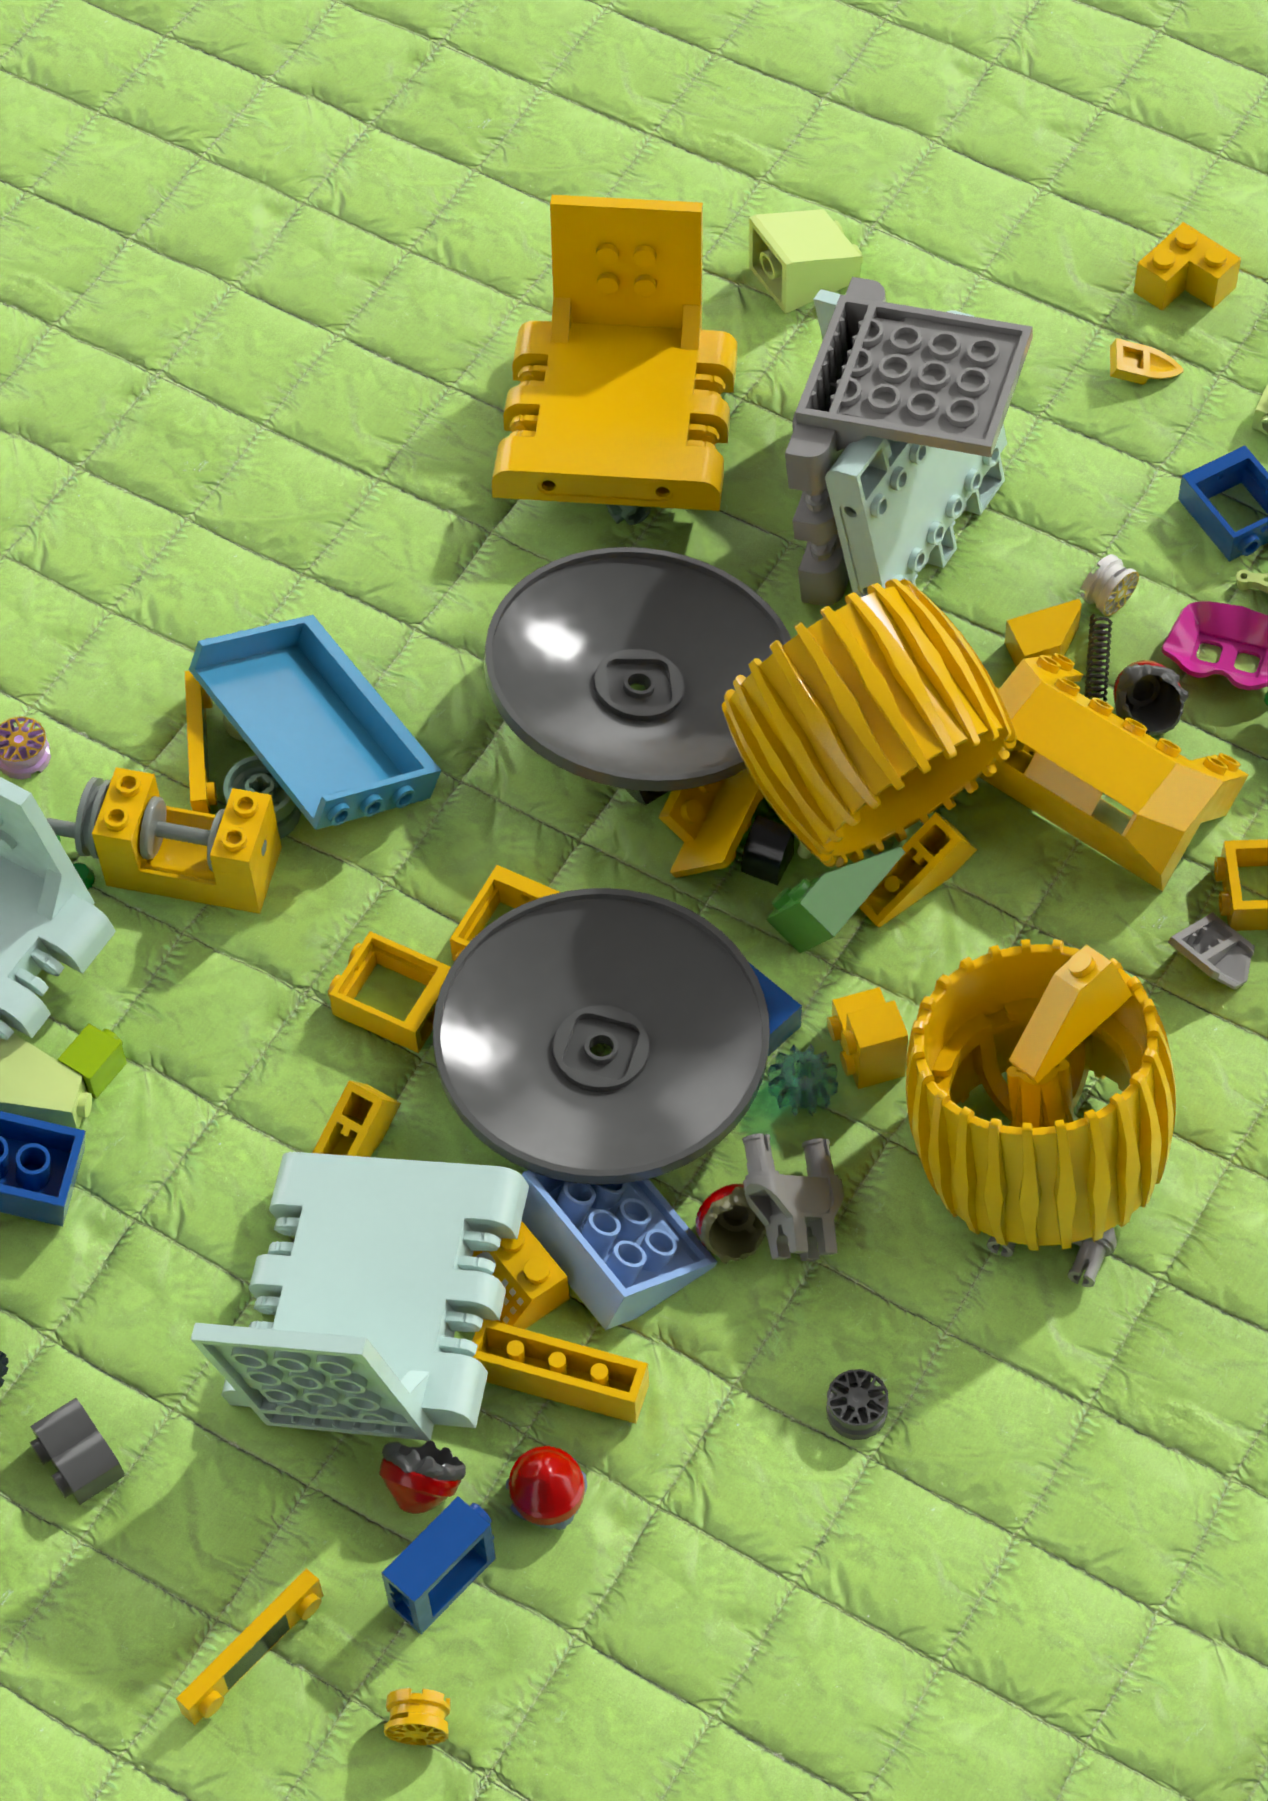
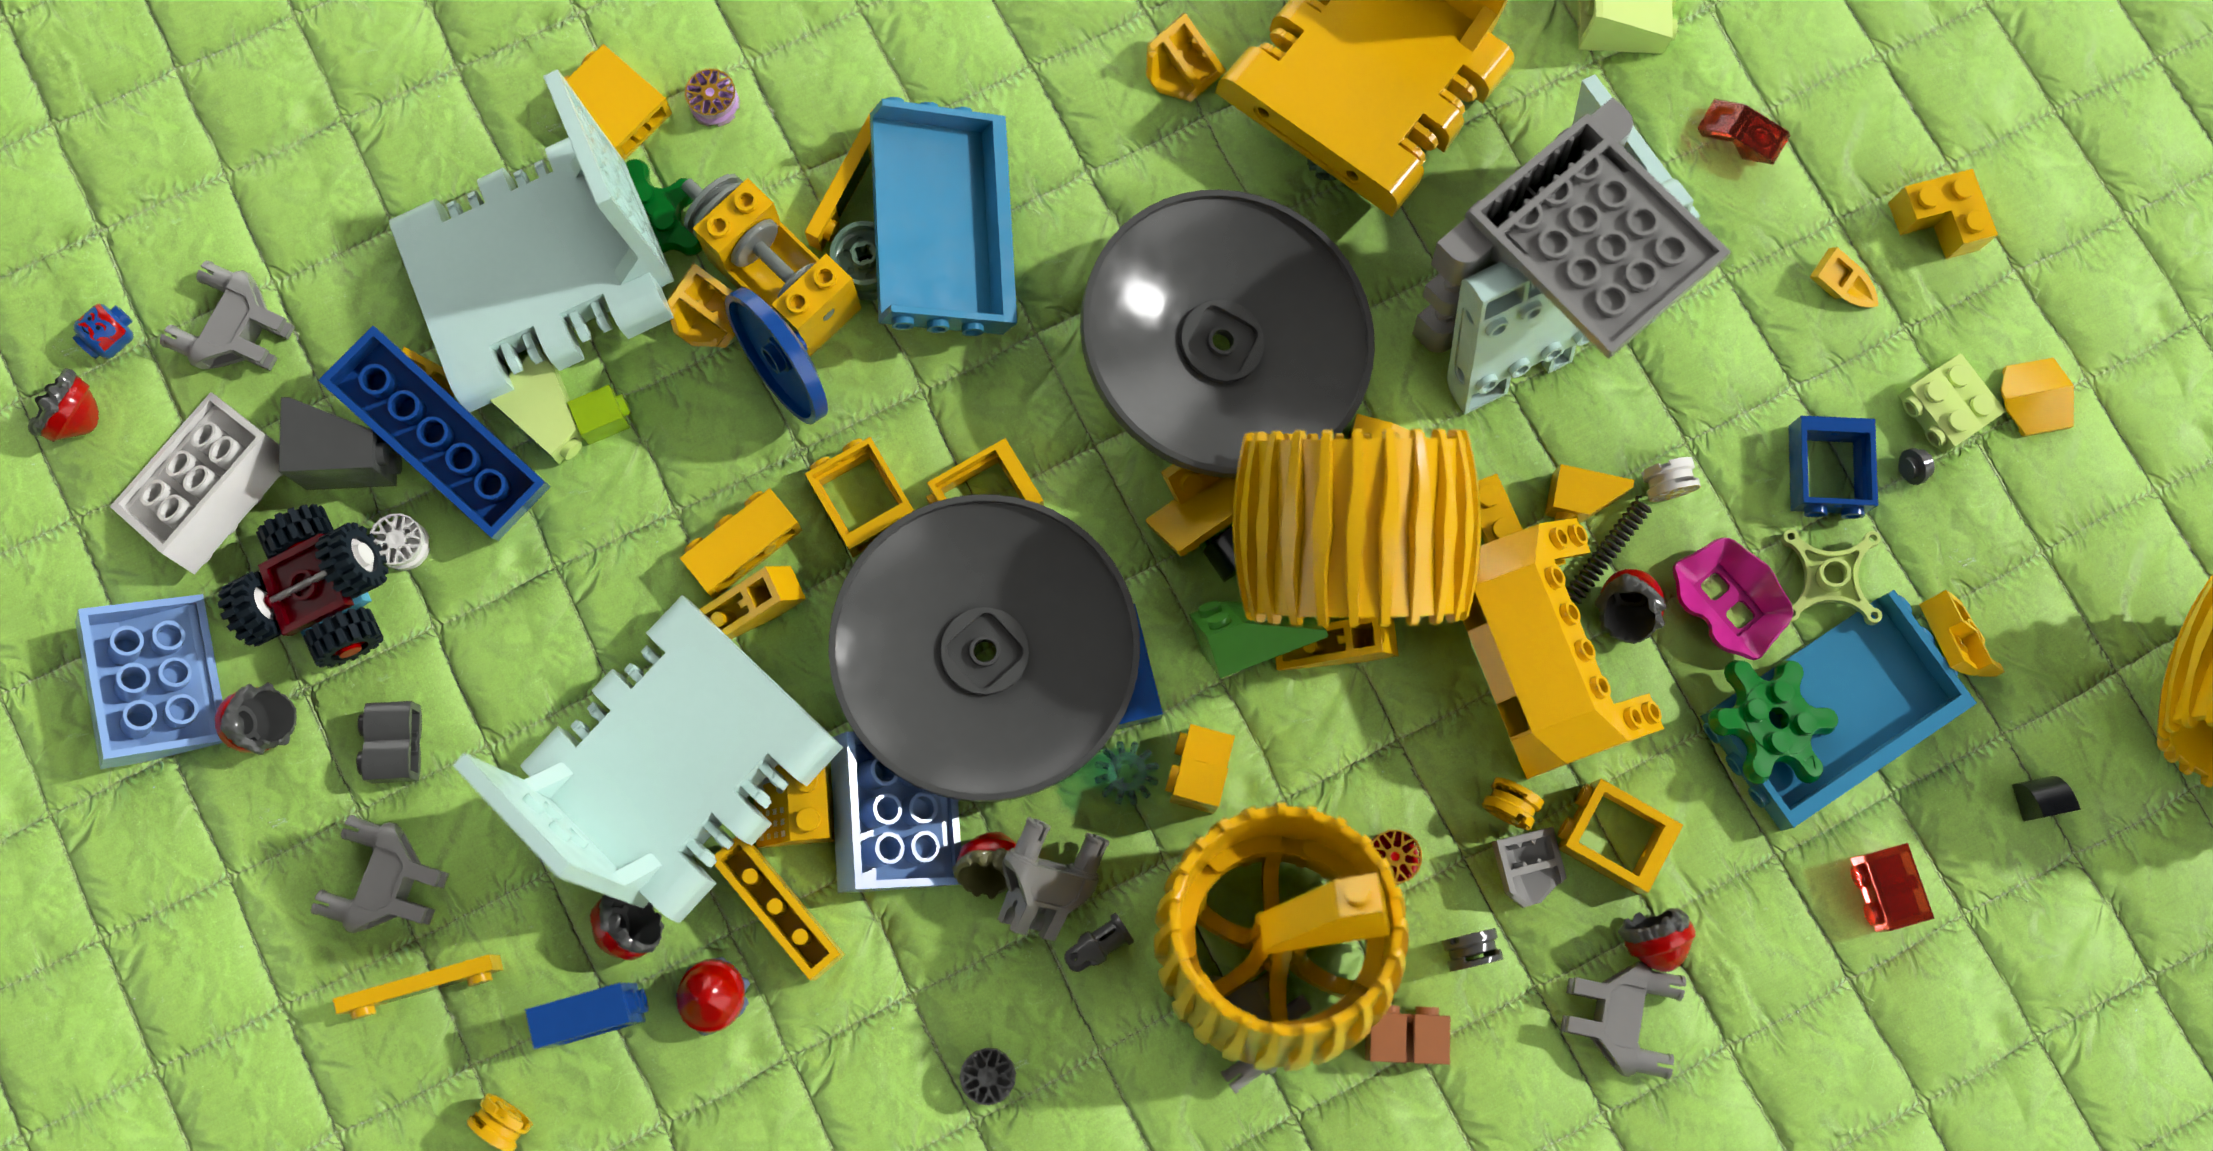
camera: 25 degrees right, 20 degrees up
(142, 919) = (700, 310): none -> yellow slope
(156, 1578) = (385, 881): none -> light grey connector
(241, 899) = (777, 355): none -> blue dish
(304, 1091) = (740, 542): none -> yellow brick
(441, 495) = (1181, 61): none -> yellow slope
(877, 1237) = (1095, 946): none -> dark grey piece
(983, 294) = (1750, 131): none -> clear red slope
(1164, 909) = (1512, 803): none -> yellow wheel
(1213, 1148) = (1410, 1037): none -> nougat piece
(1216, 1042) = (1472, 945): none -> dark grey wheel

